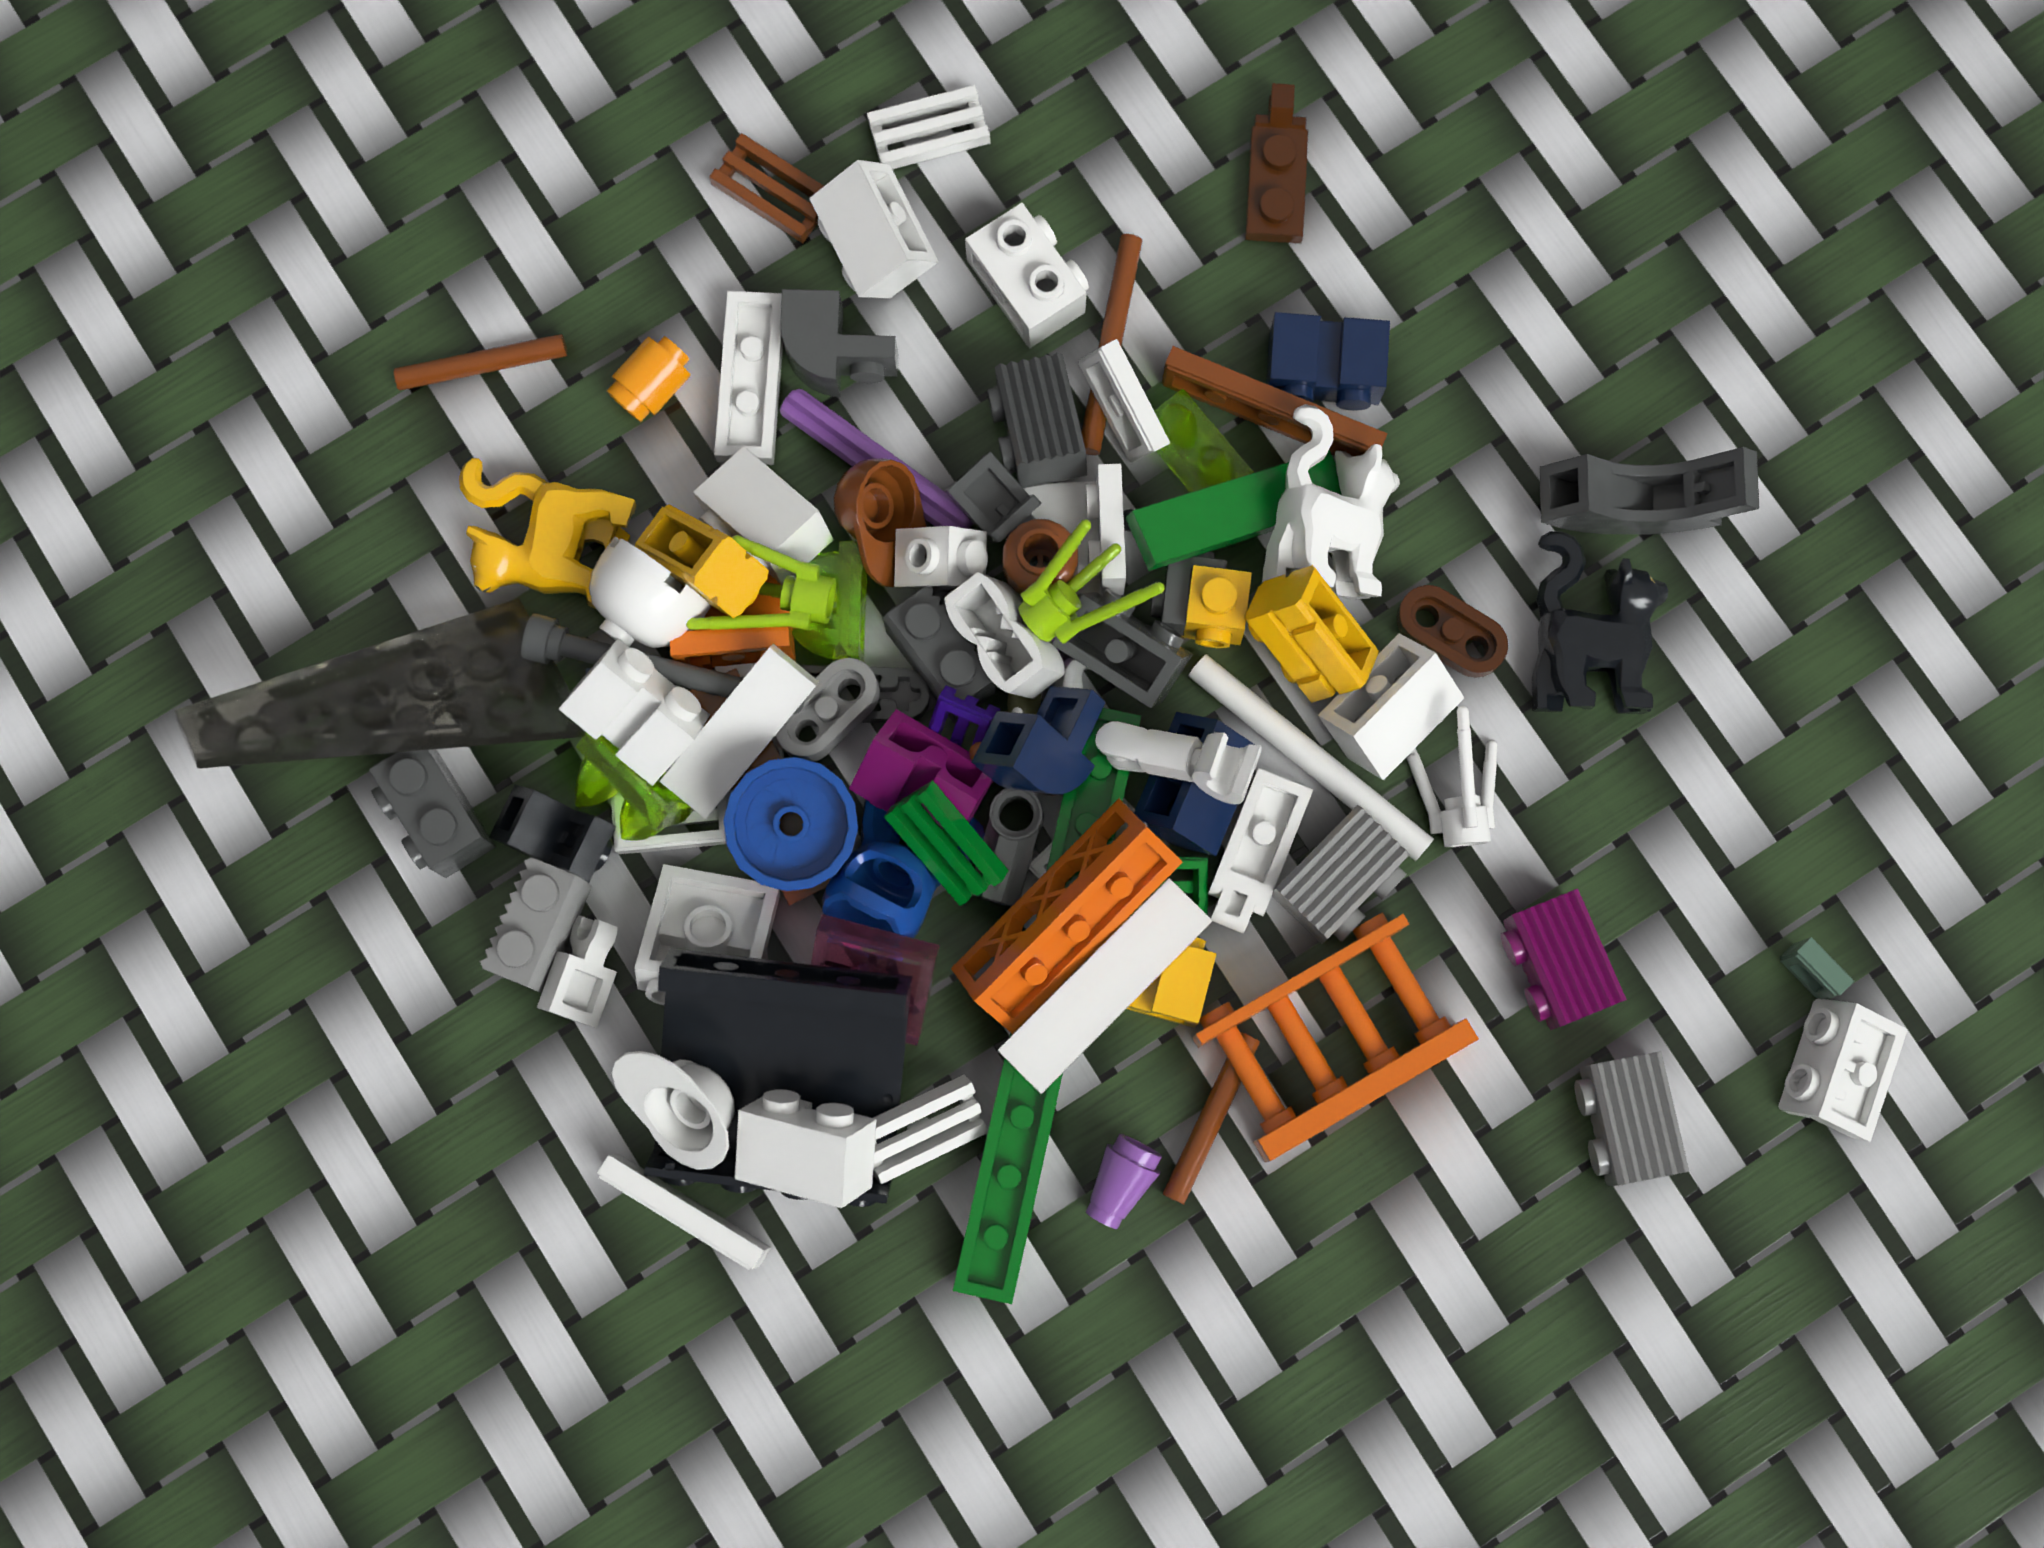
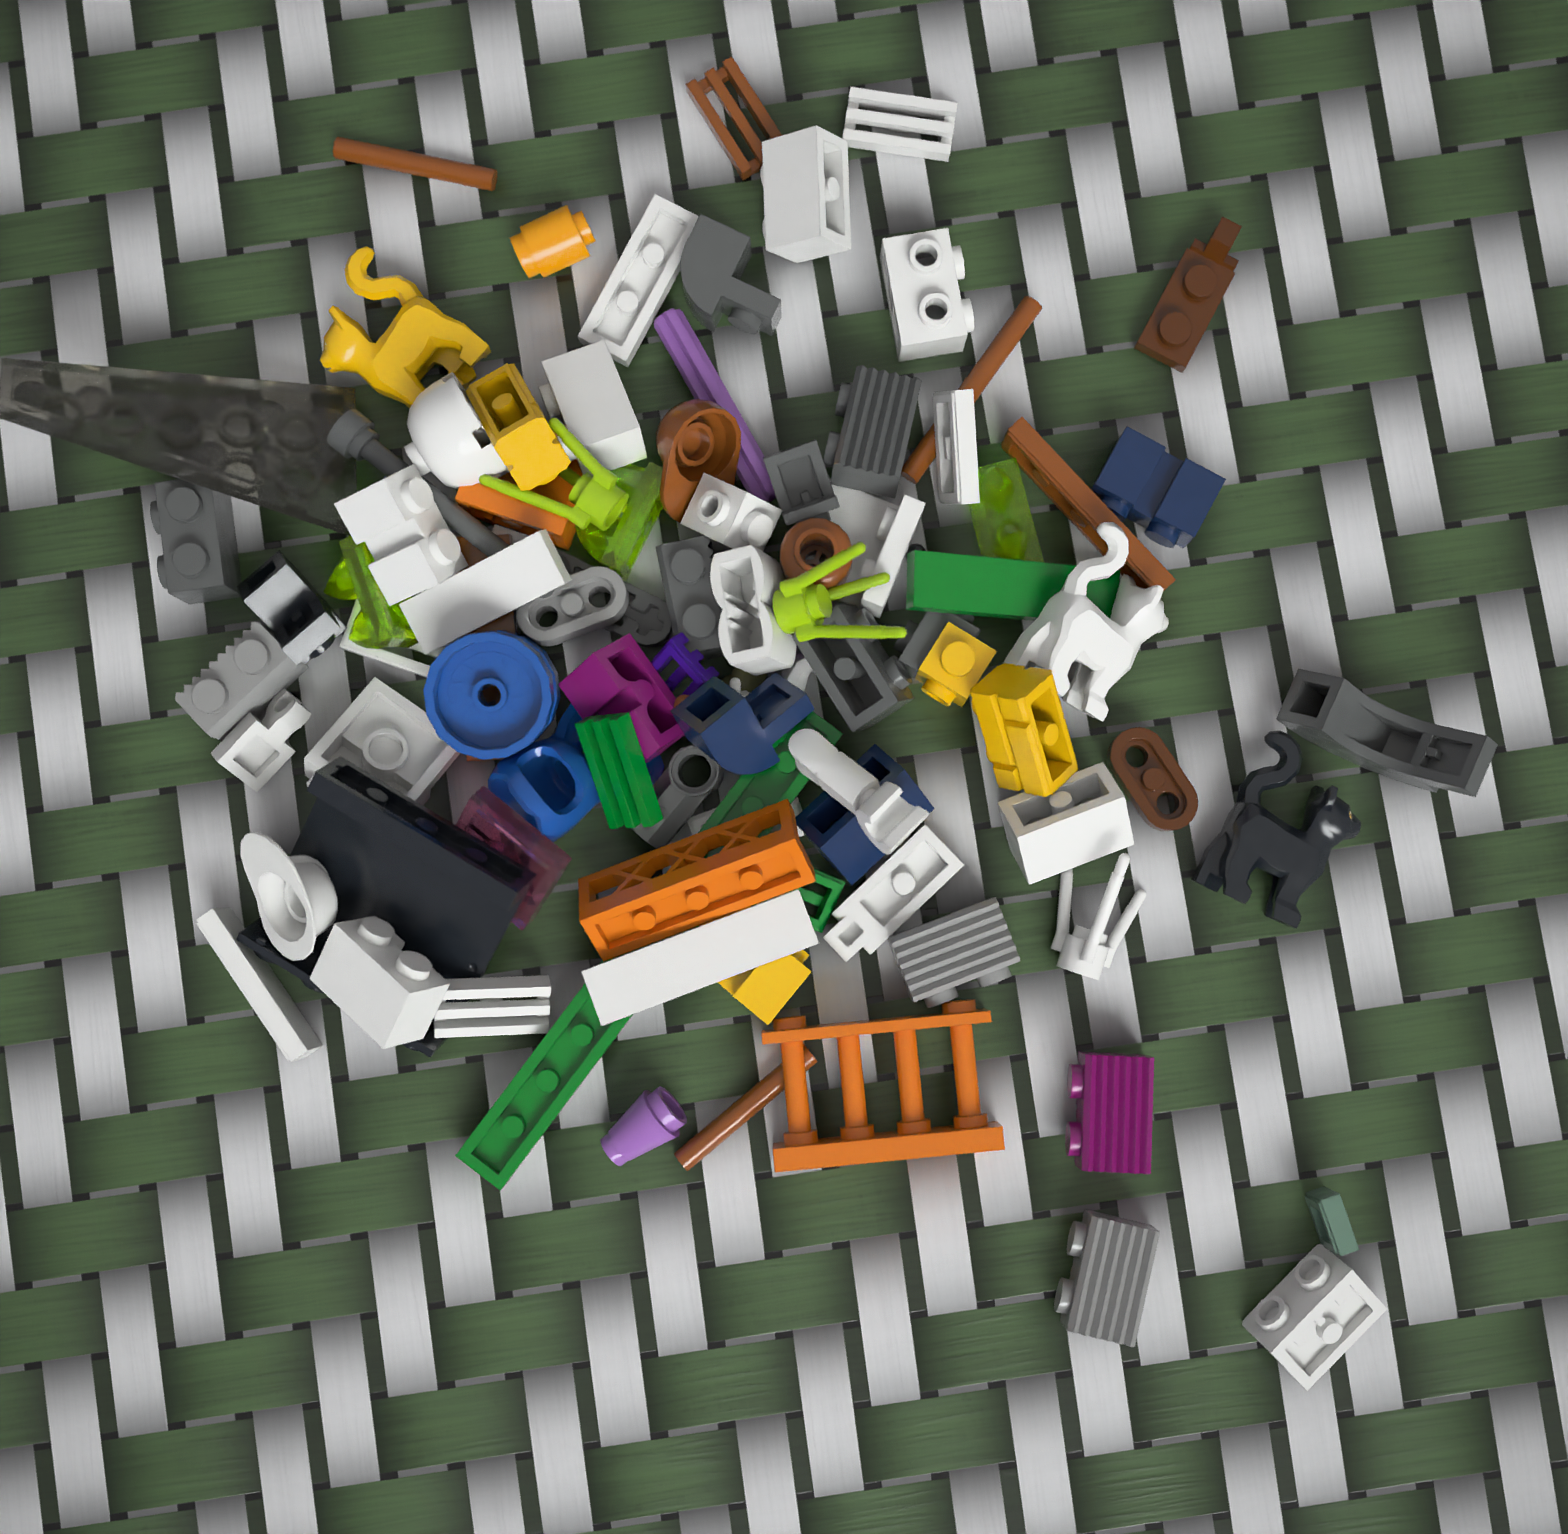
camera: 25 degrees right, 5 degrees up
(1307, 754) = (976, 833): white piece -> none

